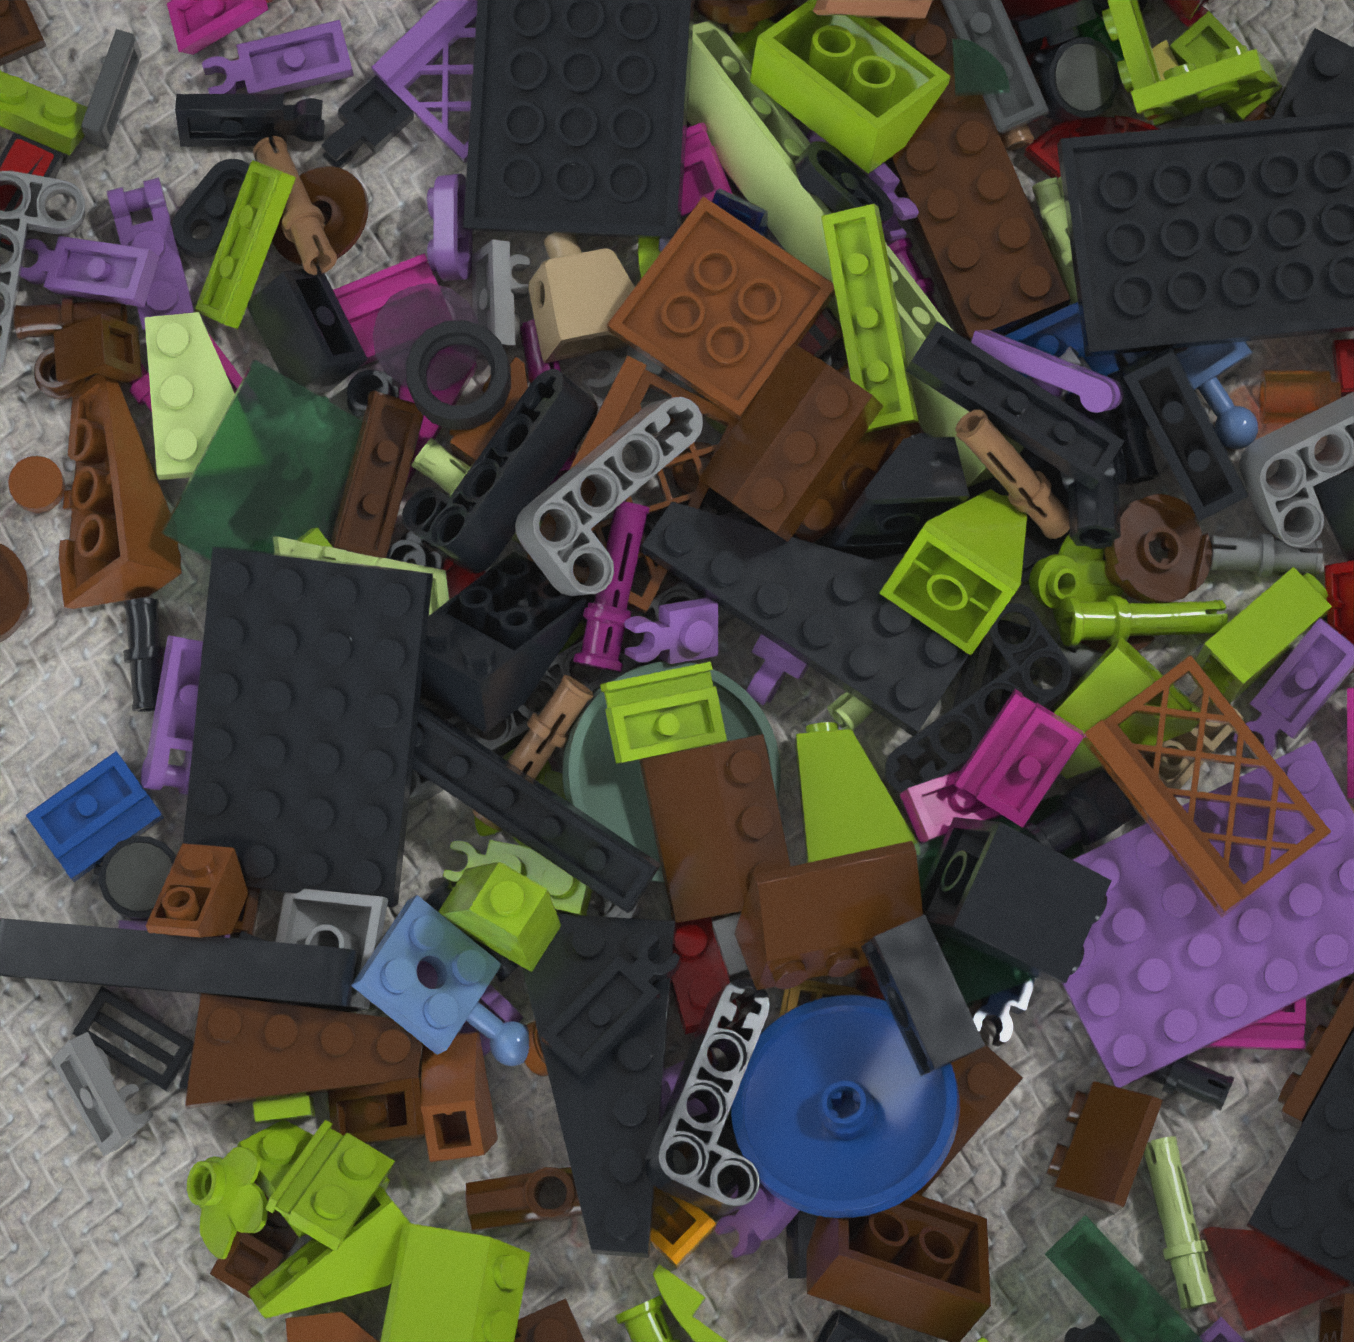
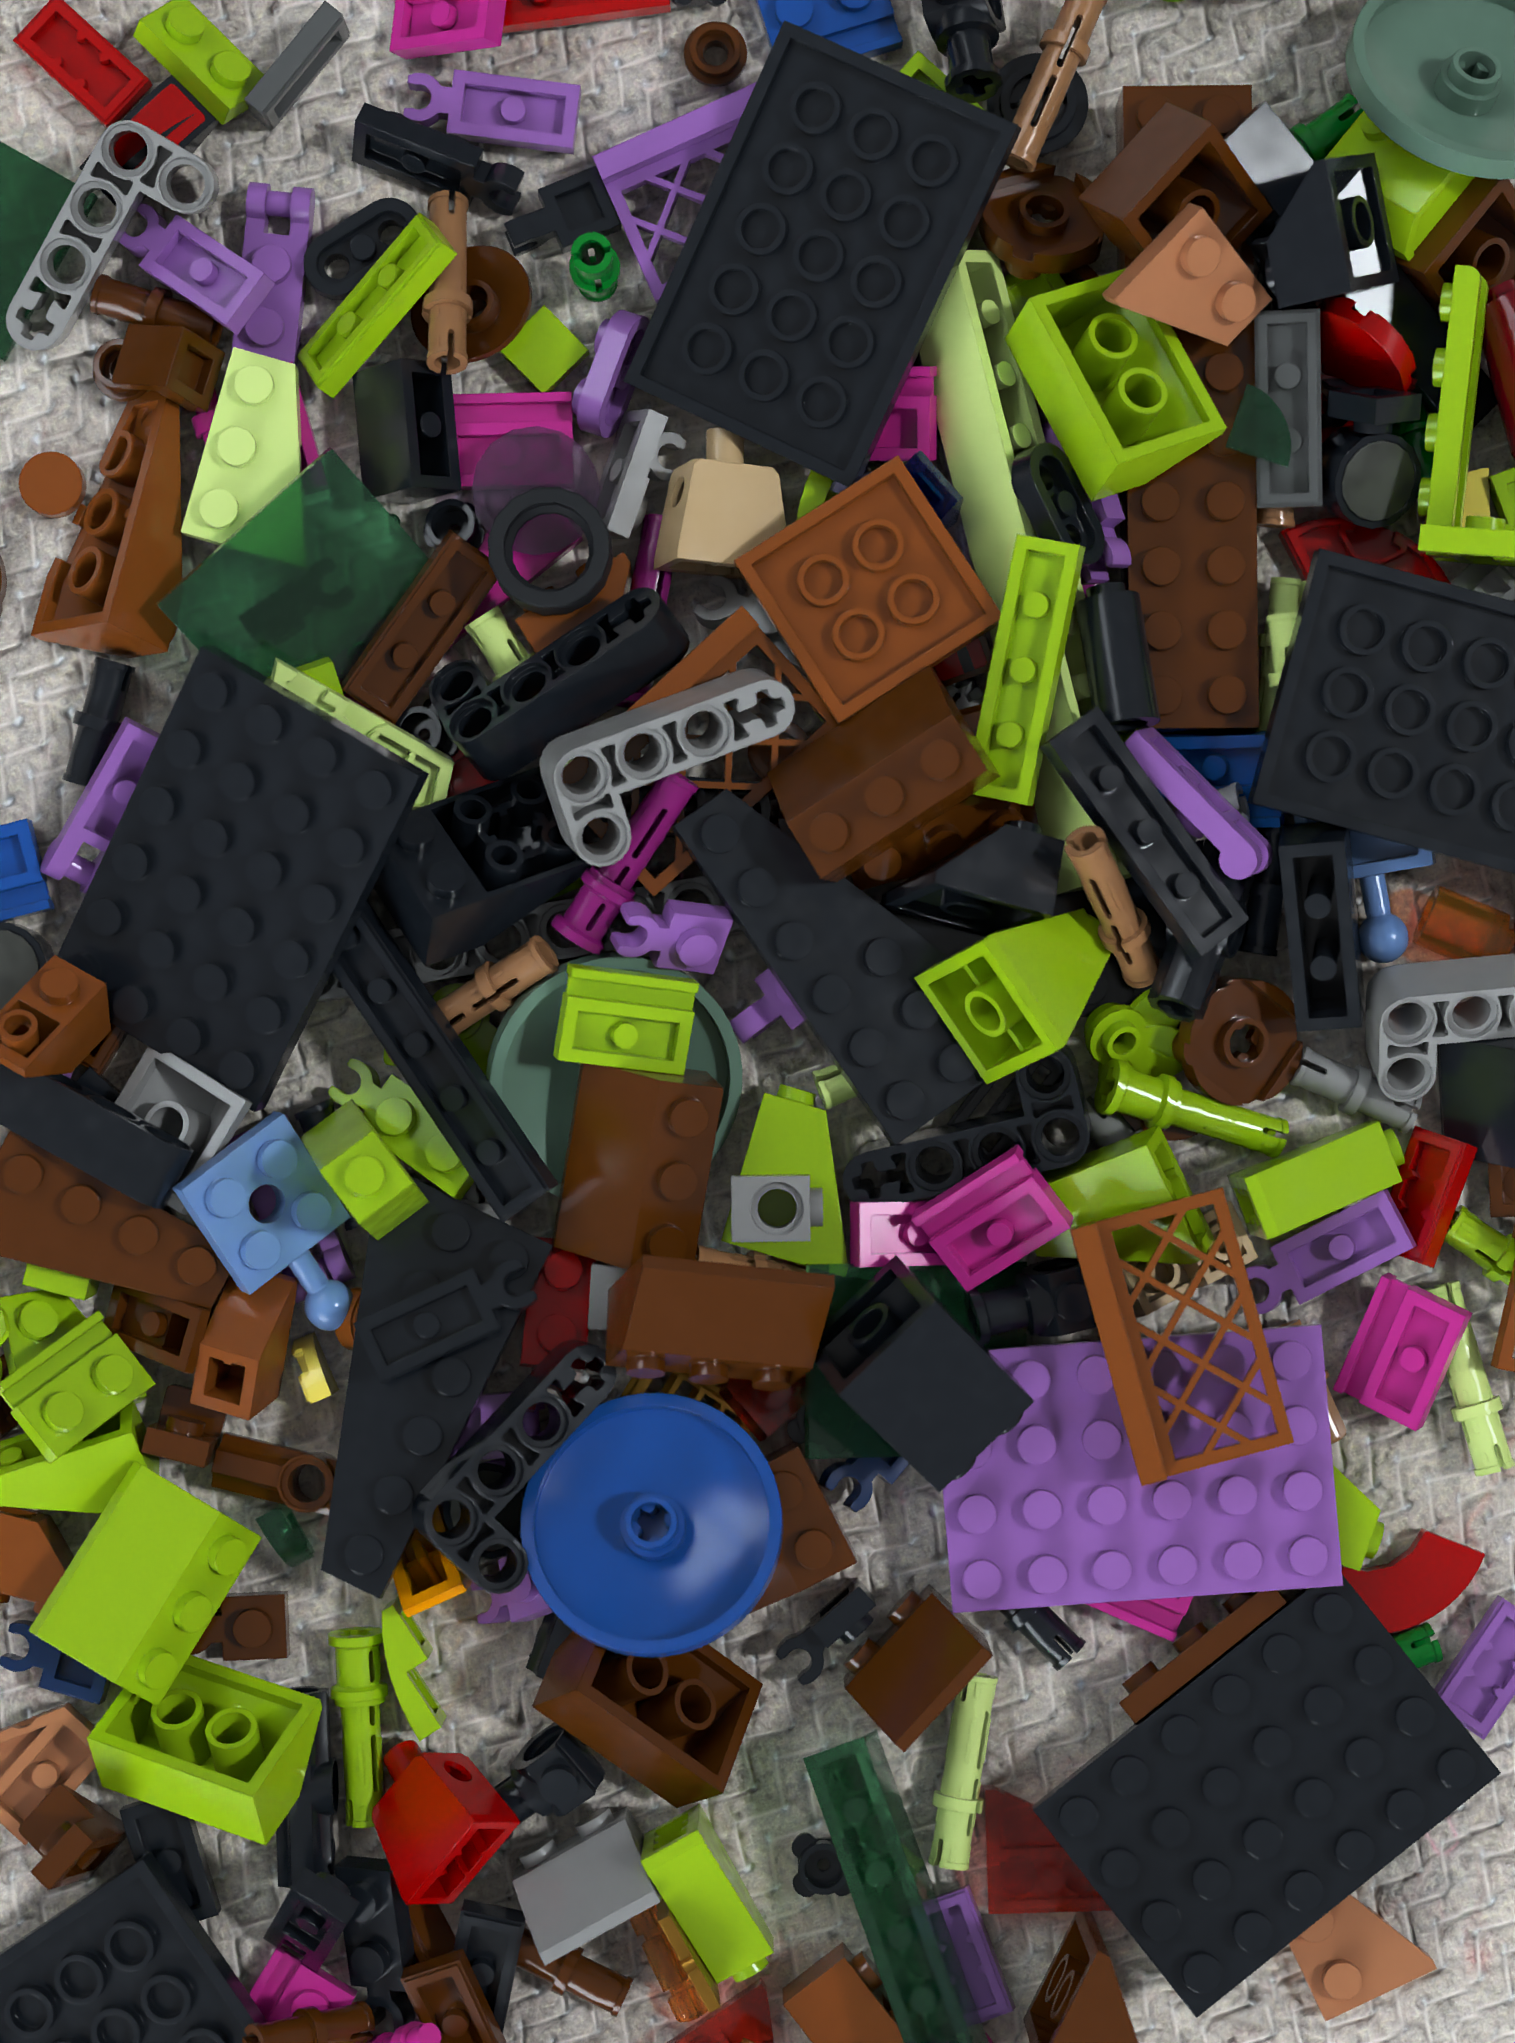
camera: 20 degrees right, 10 degrees up
(390, 232) = (545, 351): none -> lime tile
(401, 154) = (602, 266): none -> green pin
(433, 1188) = (184, 1430): none -> reddish brown bracket
(518, 1104) = (316, 1374): none -> light yellow tile
(549, 1249) = (285, 1535): none -> clear green tile
(826, 837) = (746, 1221): none -> light grey brick
(922, 995) = (777, 1451): black piece -> none
(937, 282) = (1117, 656): none -> black brick
(1029, 1136) = (841, 1618): none -> black plate

